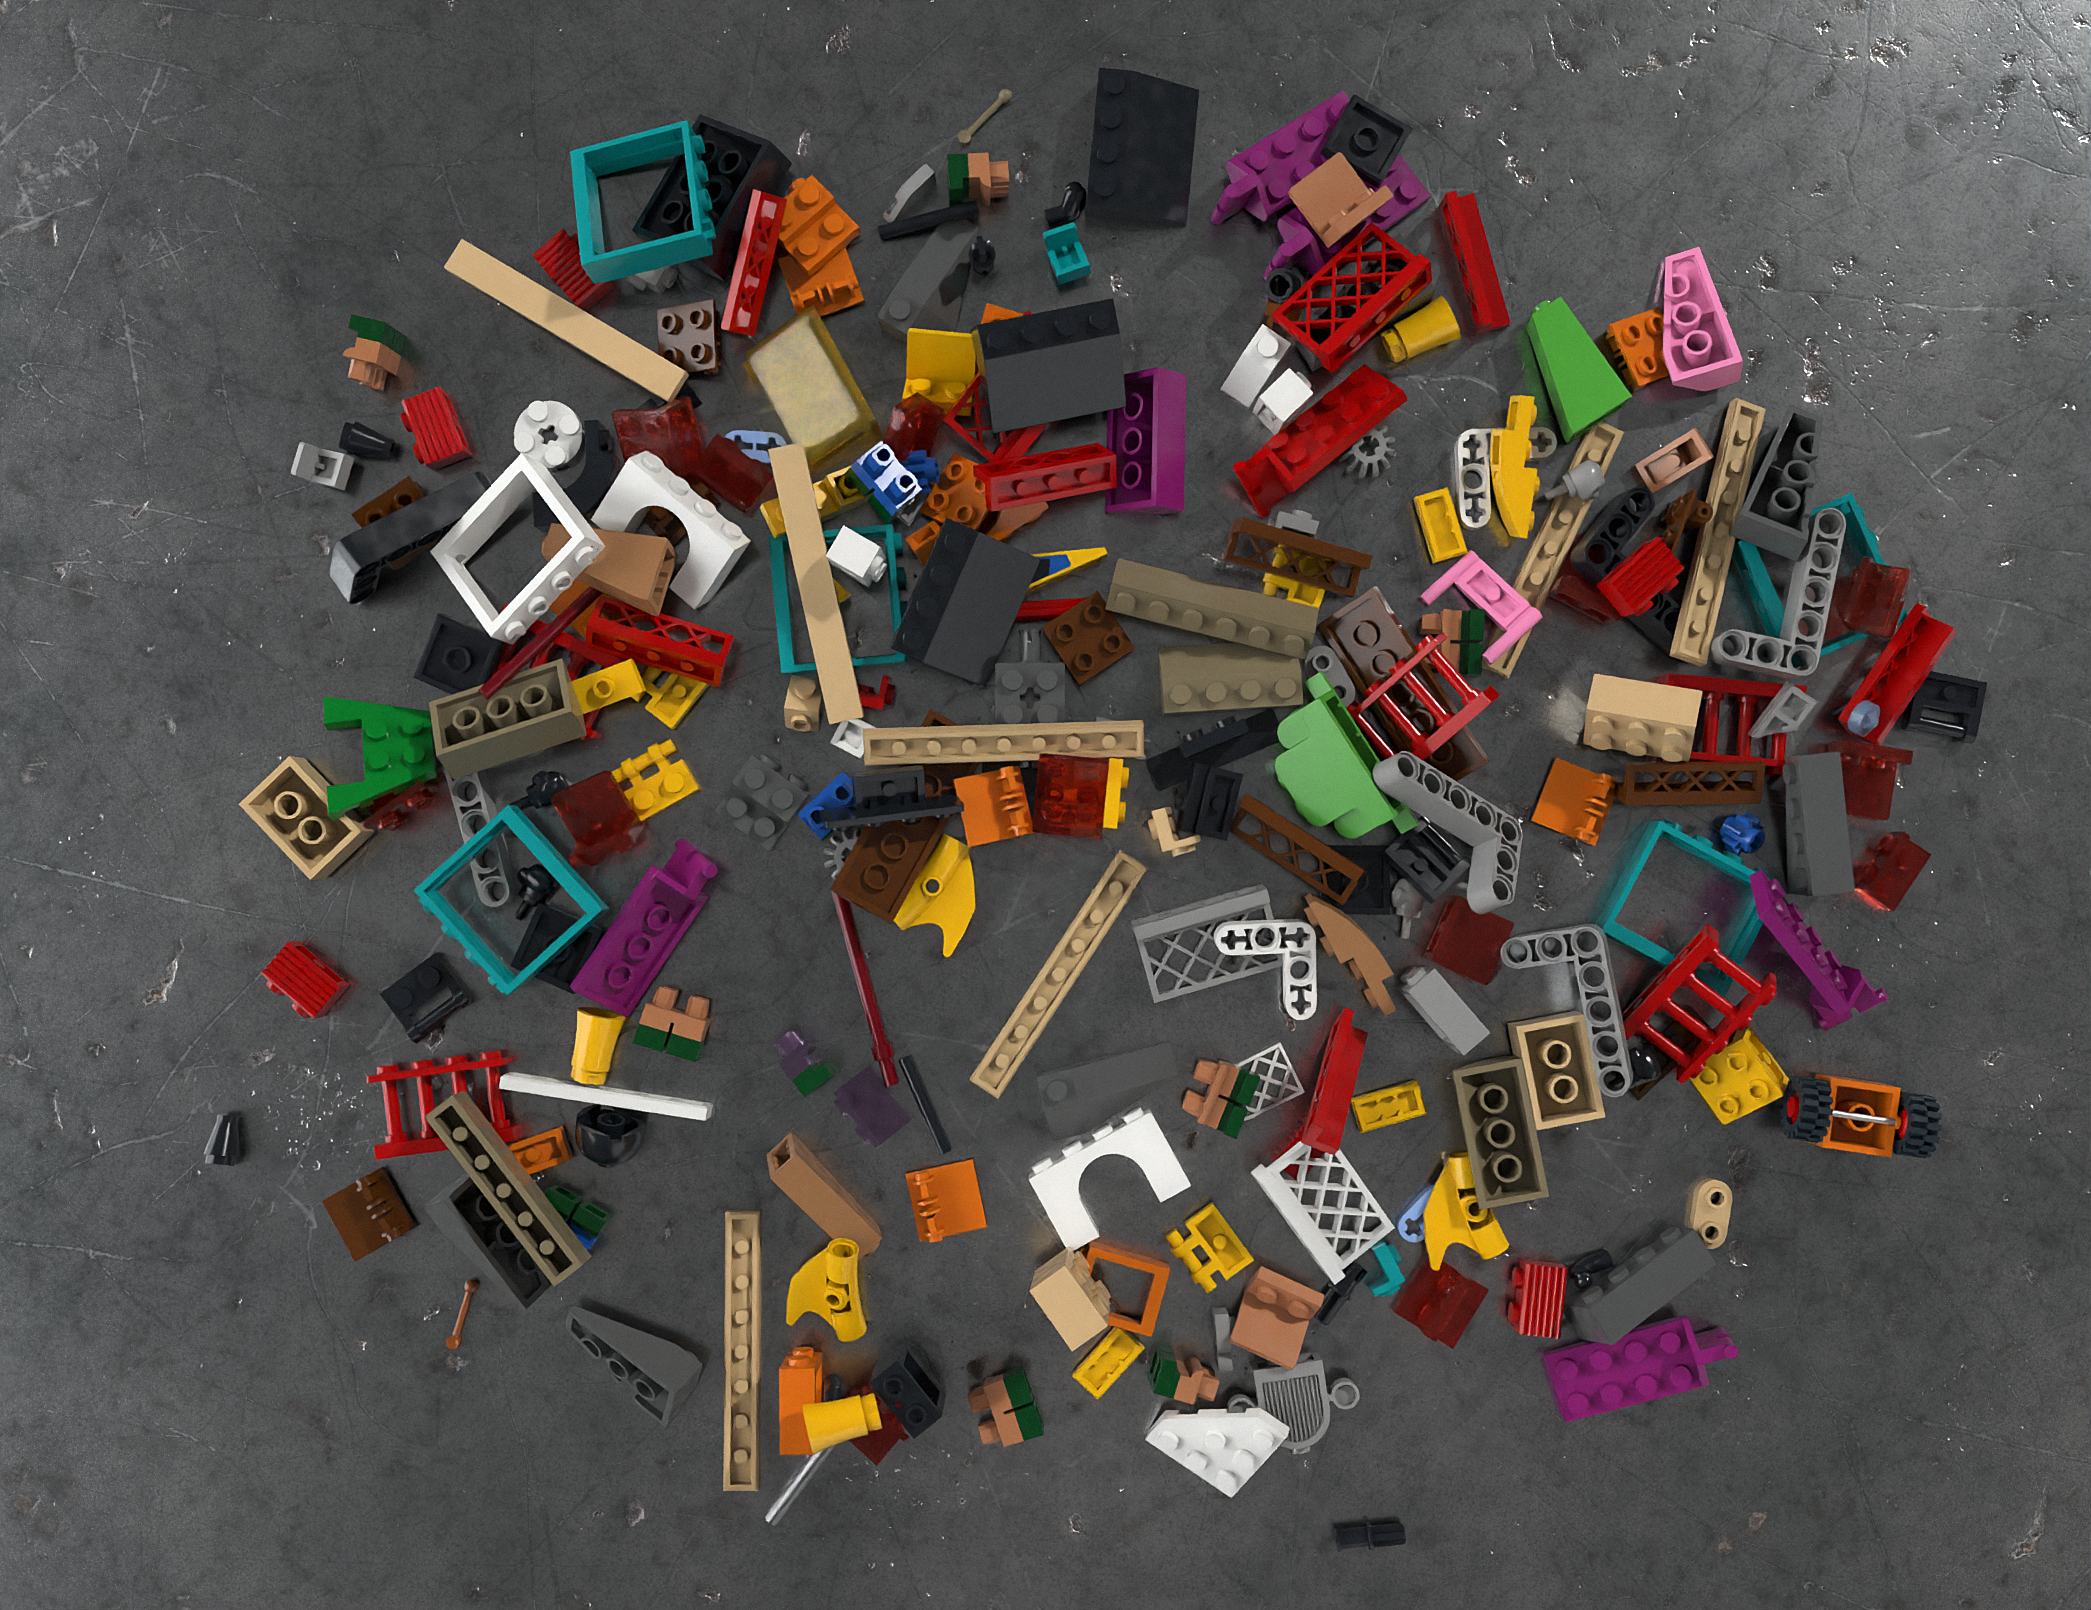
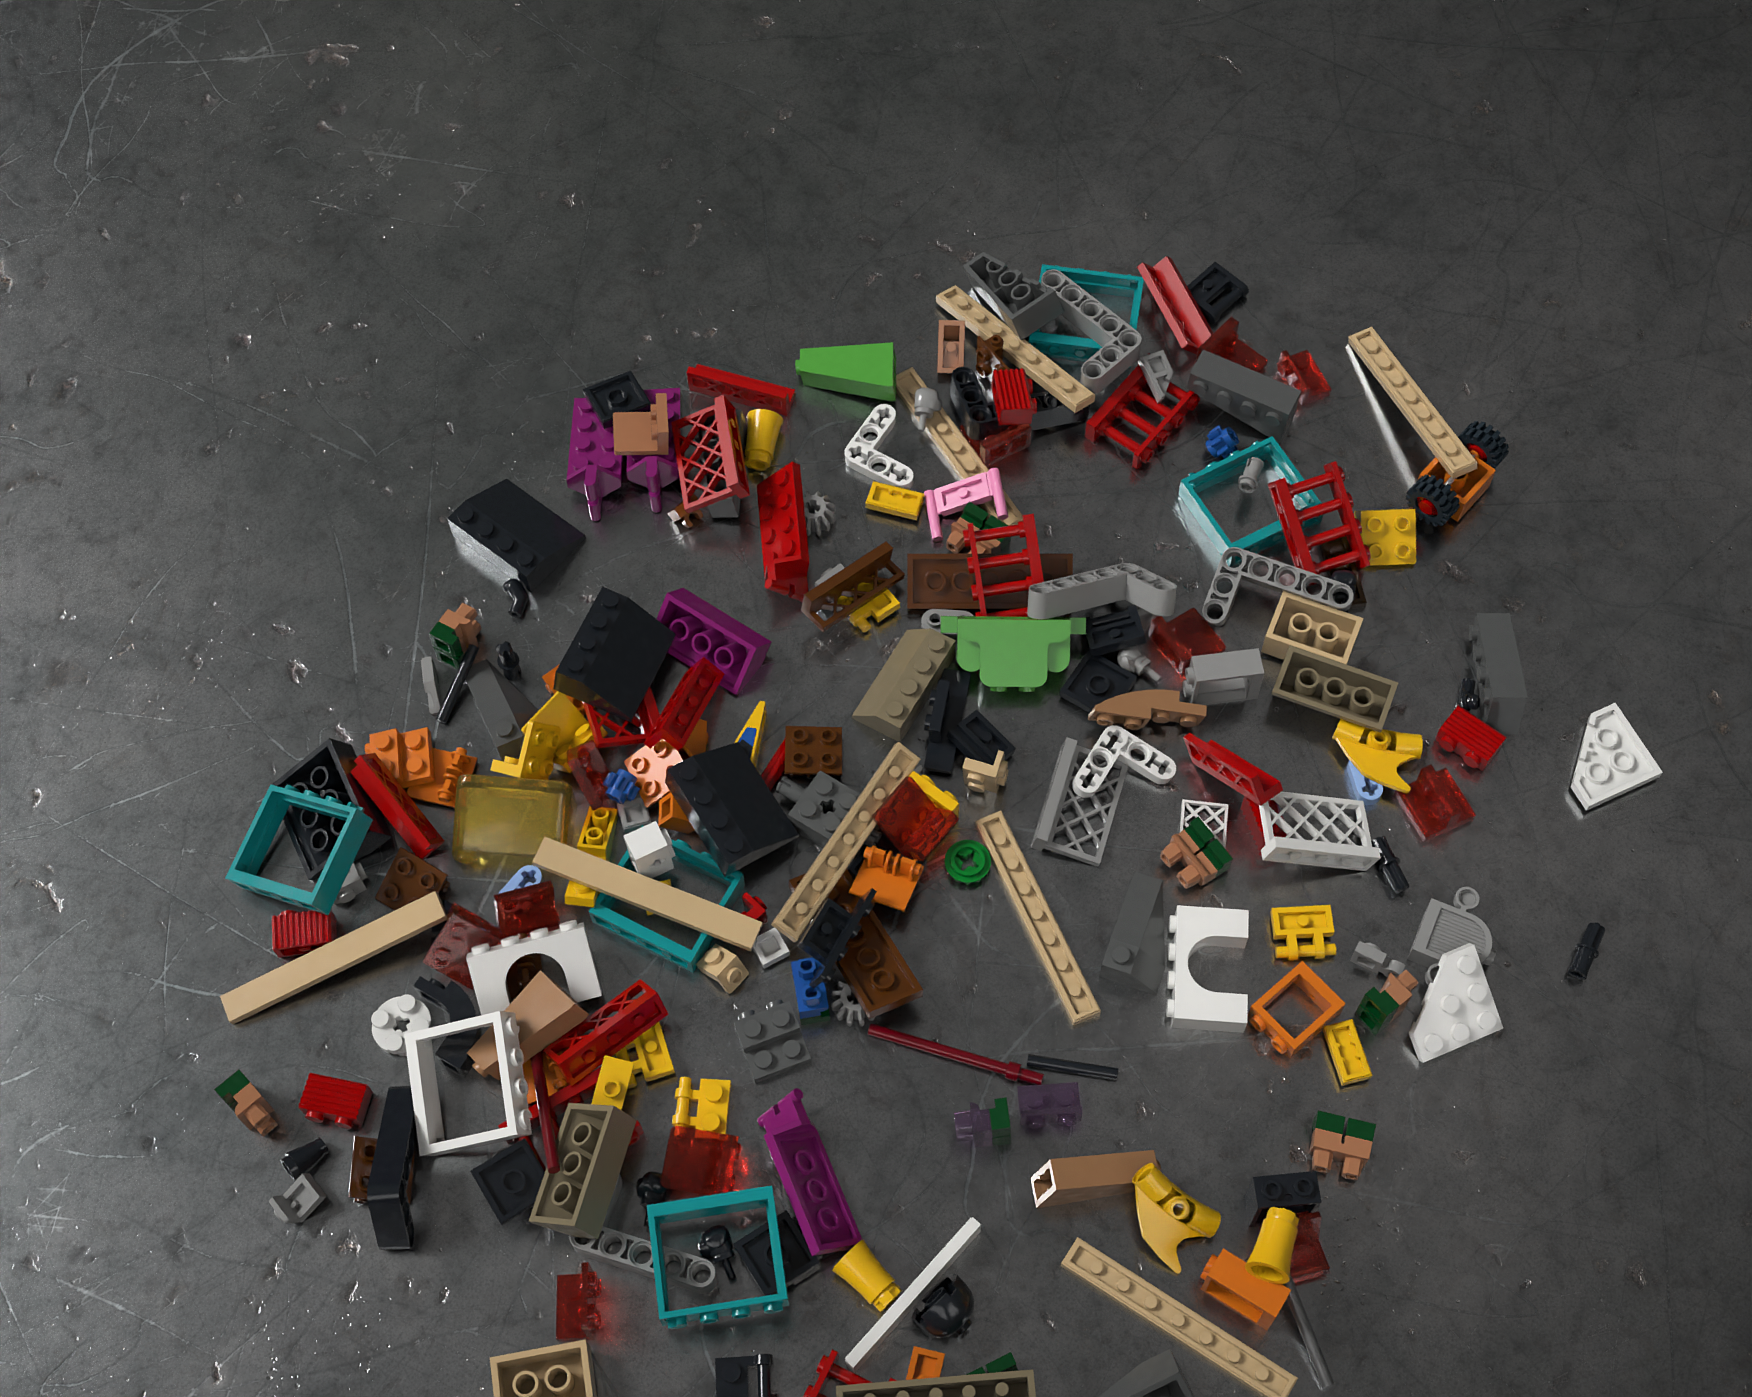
camera: 55 degrees left, 25 degrees down
(395, 751) = (537, 1279): green wing -> none
(673, 1029) = (896, 1210): nougat hips -> none
(887, 365) = (535, 755): none -> yellow bracket
(890, 480) = (616, 798): blue hips -> none
(946, 1200) = (1154, 1095): orange hinge -> none
(952, 903) = (933, 954): yellow pin -> none
(965, 136) = (421, 631): dark tan hinge -> none
(1066, 253) = (547, 614): teal bracket -> none
(1071, 1297) = (1279, 1020): tan brick -> none
(1083, 881) = (963, 850): none -> green gear
(1212, 609) = (849, 662): dark tan brick -> none
(1255, 366) = (709, 545): white slope -> none
(1274, 1317) = (1378, 912): nougat bracket -> none
(1275, 284) = (665, 490): black cone -> none
(1283, 401) = (745, 539): white brick -> none
(1302, 838) = (1047, 695): reddish brown fence -> none
(1388, 1106) = (1274, 751): yellow plate -> none
(1388, 1260) = (1390, 820): teal bracket -> none
(1511, 481) = (895, 440): yellow slope -> none
(1575, 801) = (1135, 526): orange hinge -> none
(1608, 1452) = (1611, 759): none -> white plate
(1637, 1368) = (1555, 707): magenta hinge -> none
(1641, 346) = (866, 324): orange hinge -> none
(1641, 718) = (1105, 448): tan brick -> none
(1692, 791) = (1172, 456): reddish brown fence -> none
(1695, 329) = (876, 290): bright pink wedge -> none
(1704, 896) = (1249, 480): none -> light grey pin
(1707, 1214) = (1472, 603): tan plate -> none
(1835, 986) = (1360, 443): magenta hinge -> none
(1864, 718) = (1191, 333): sand blue tile -> none
(1875, 598) = (1119, 284): clear red bracket -> none
(1927, 1015) = (1413, 403): none -> tan tile

